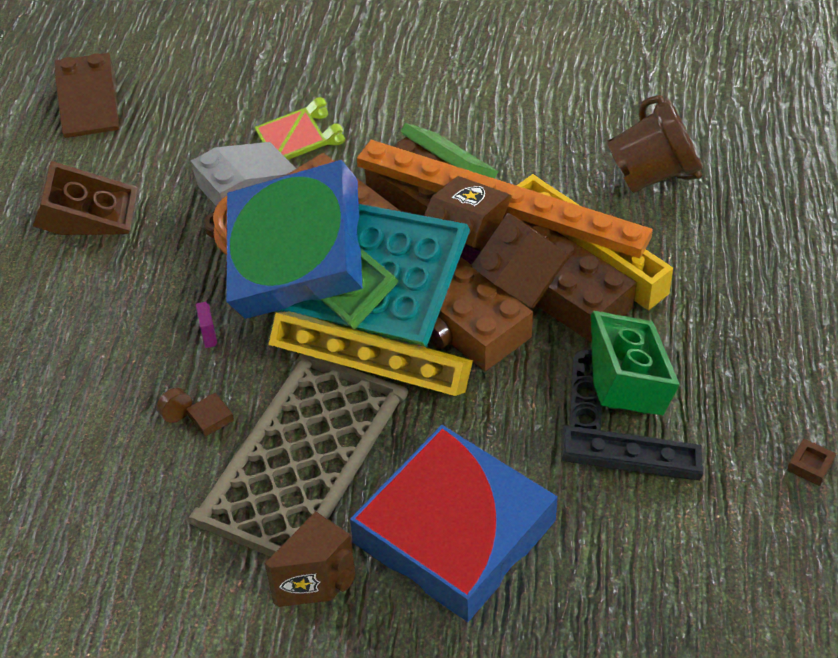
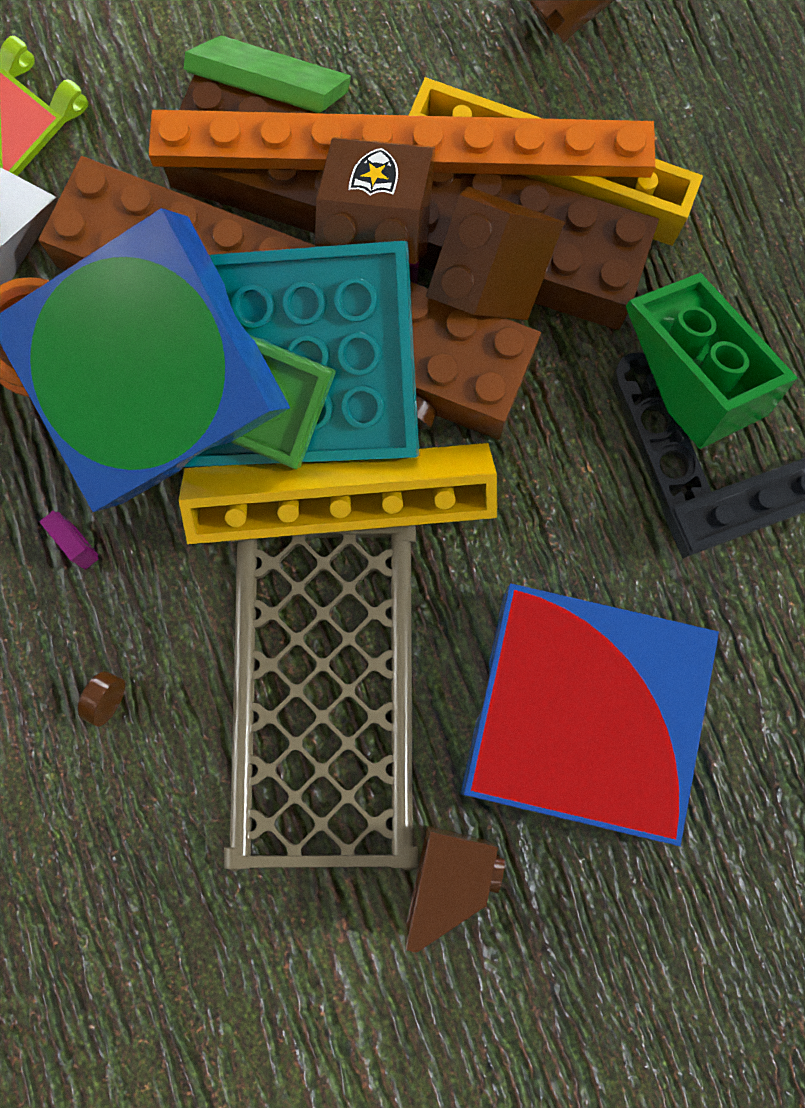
camera: 30 degrees left, 30 degrees up
(210, 414) = (158, 685): reddish brown tile -> none

